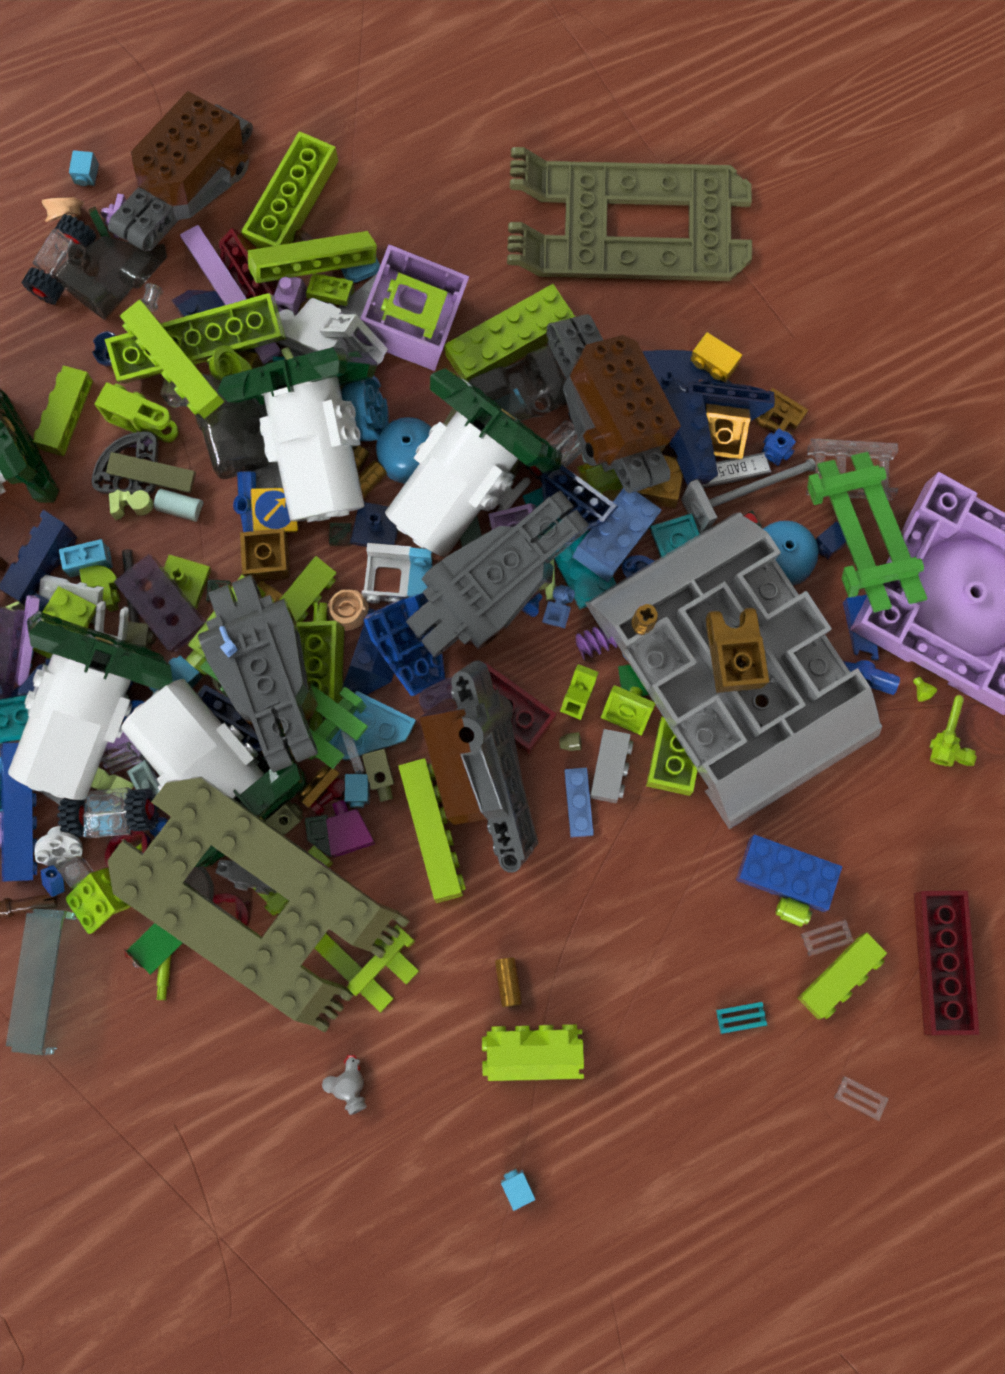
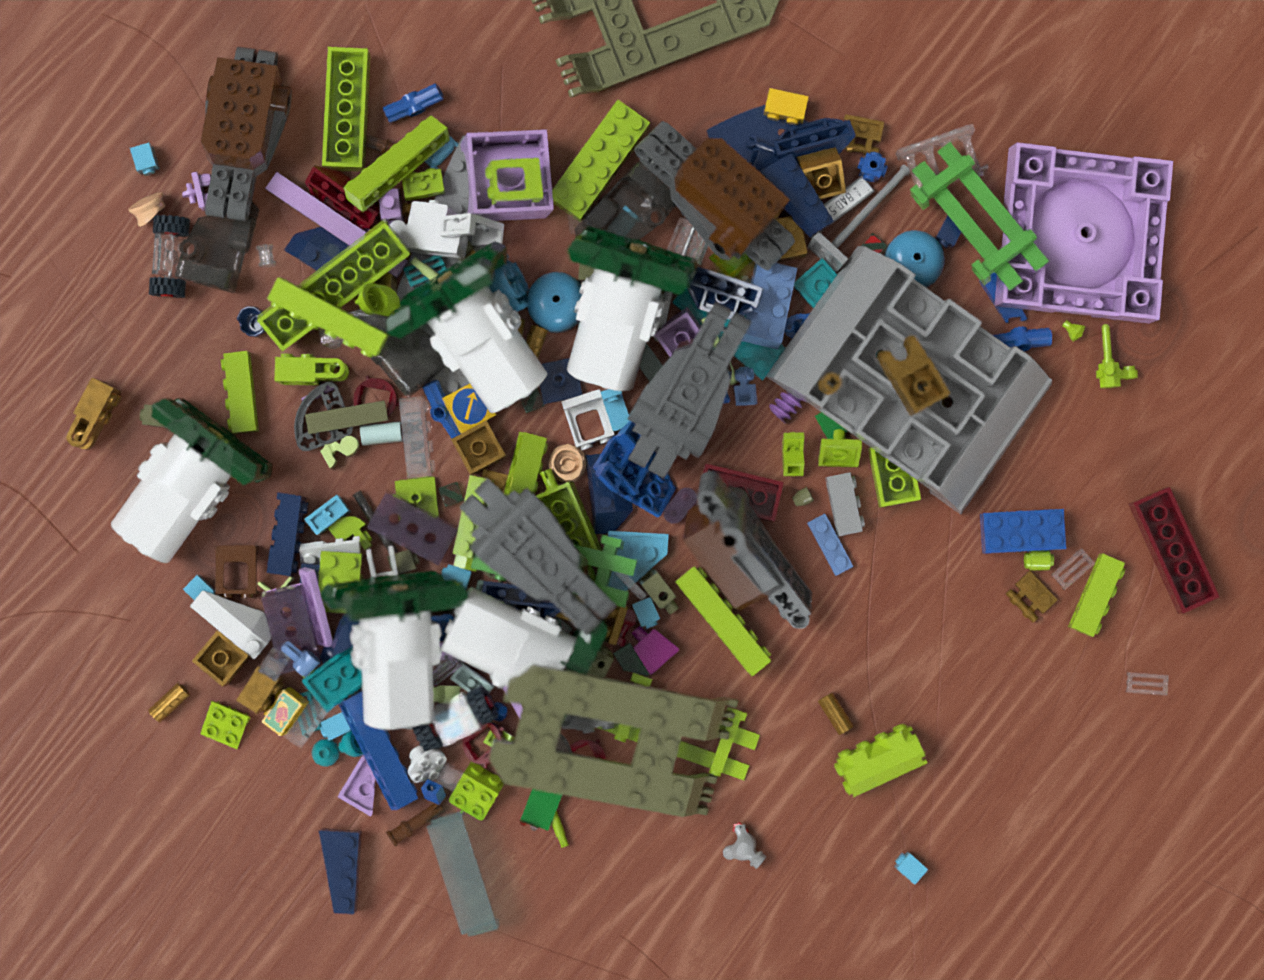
camera: 30 degrees left, 10 degrees up
(98, 222) = (186, 206): dark green tile -> none
(199, 458) = (379, 384): none -> dark red piece
(209, 521) = (416, 438): none -> clear brick
(228, 647) = (504, 550): light blue hand -> none
(356, 217) = (413, 103): none -> blue piece
(761, 1013) = (1044, 652): teal tile -> none
(776, 944) = (1036, 593): none -> pearl gold plate

